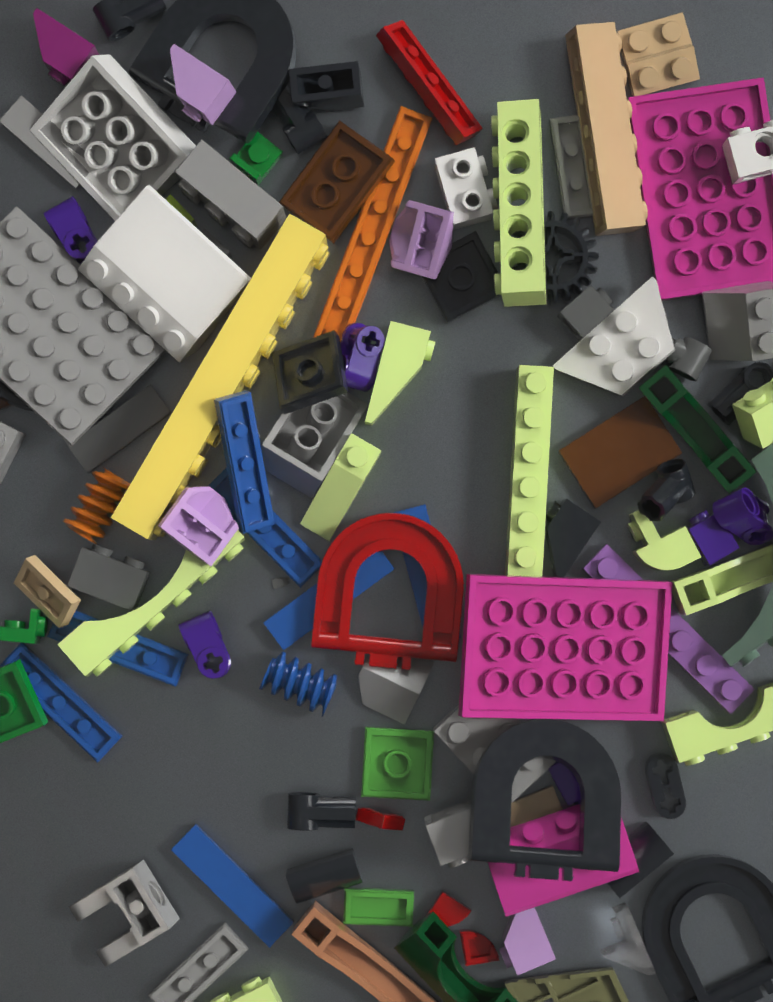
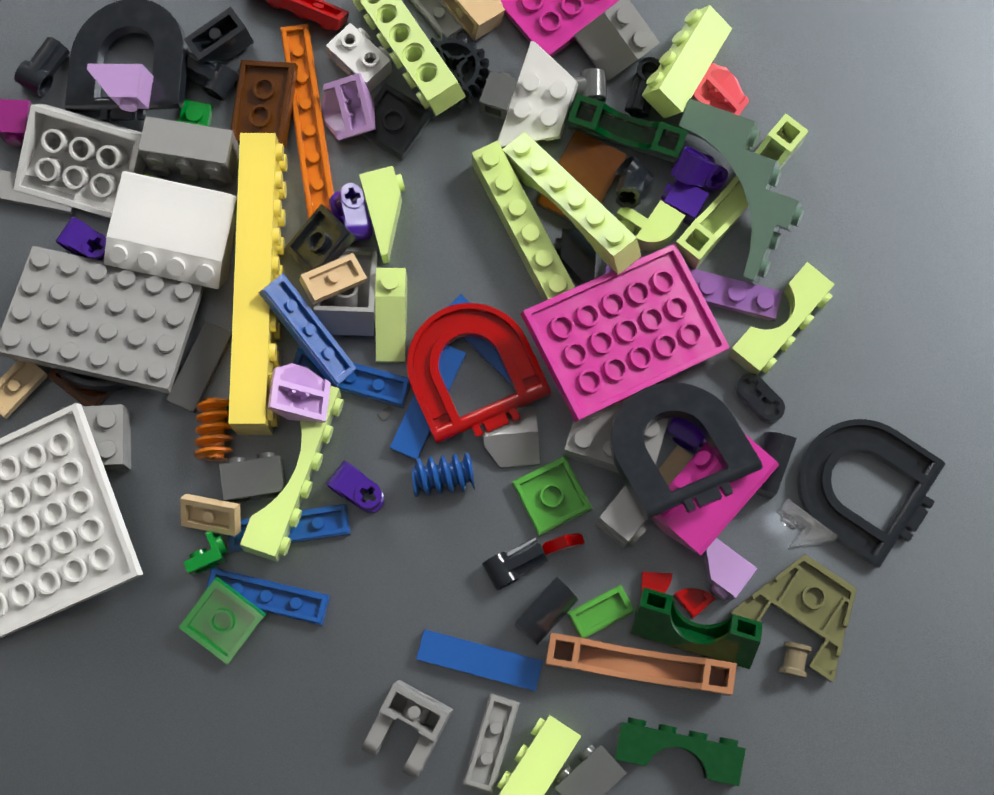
camera: 25 degrees left, 10 degrees down
(299, 422) = (332, 278): none -> tan plate
(591, 480) = (600, 228): none -> yellowish green arch

